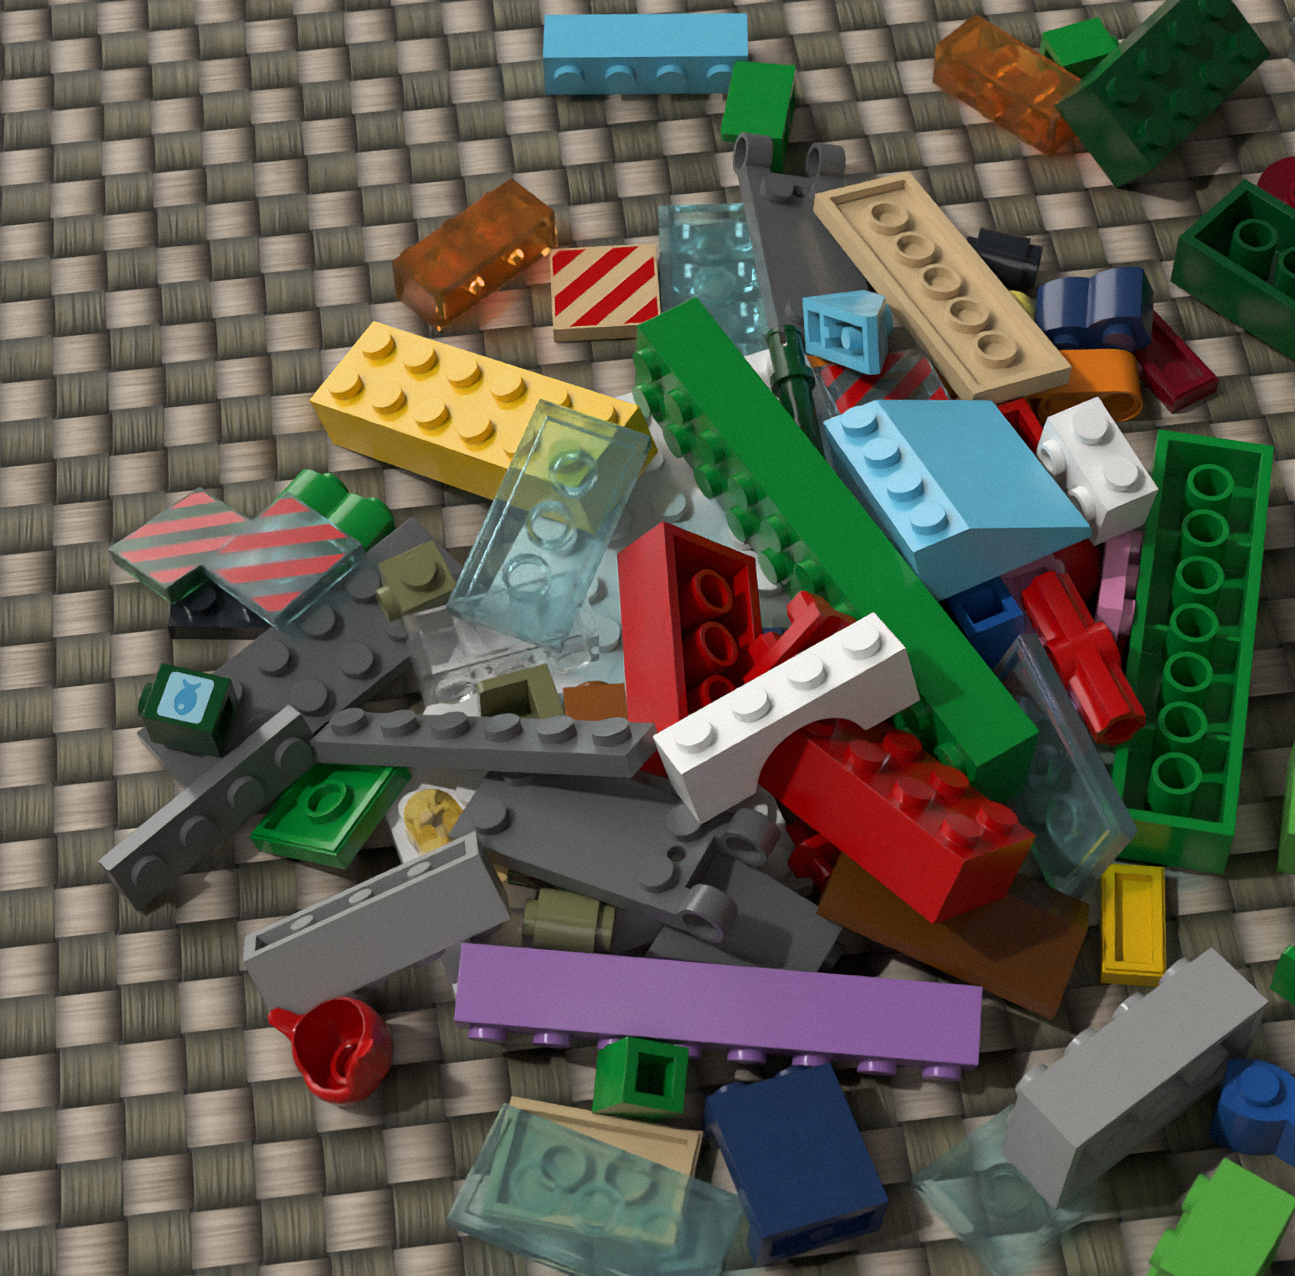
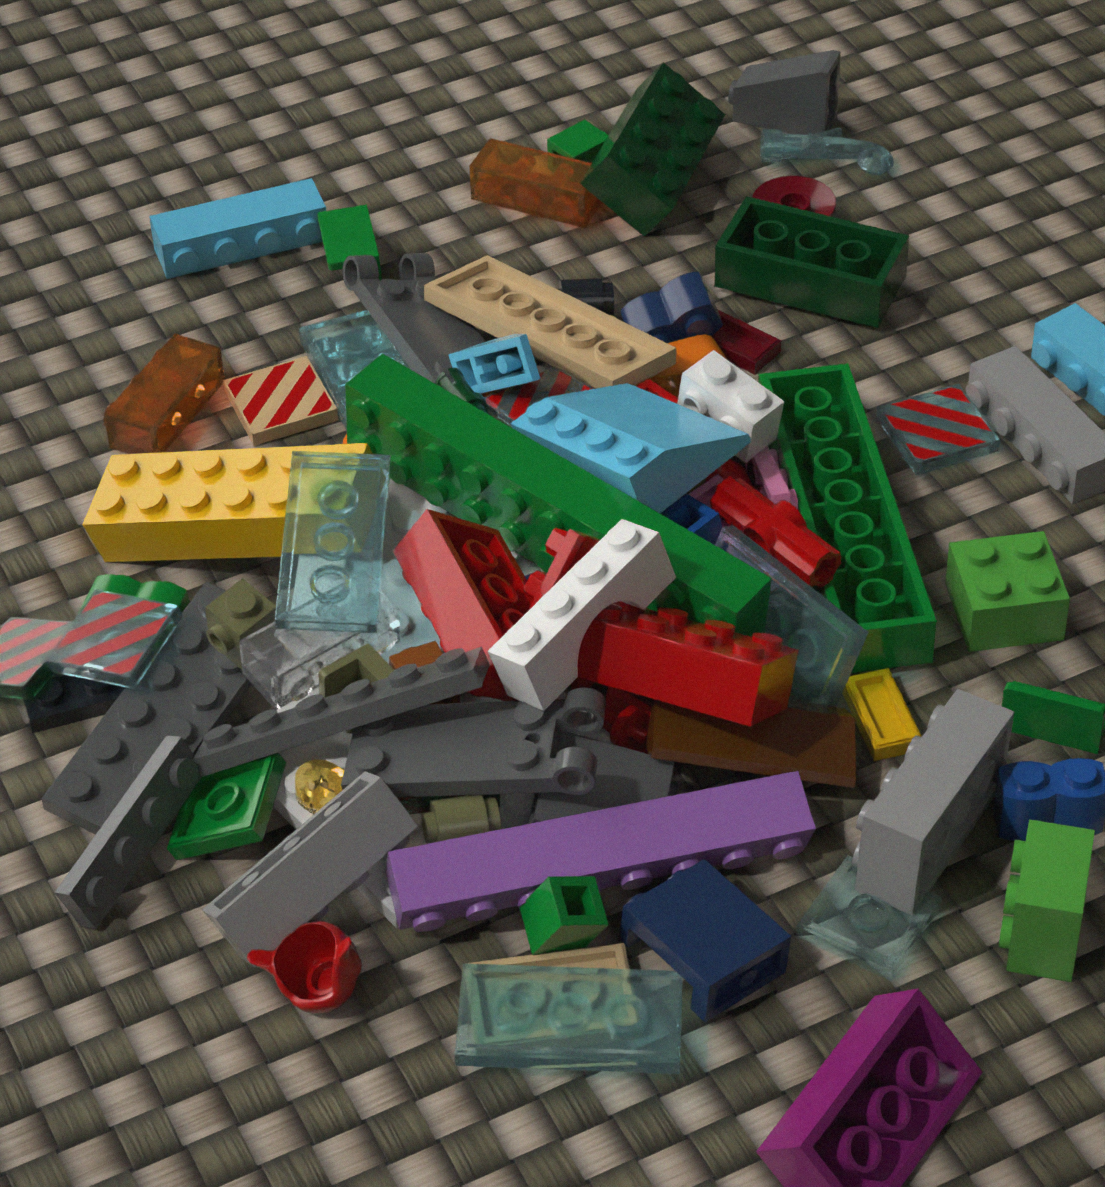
camera: 20 degrees left, 10 degrees down
(189, 709) = (85, 761): dark green brick -> none

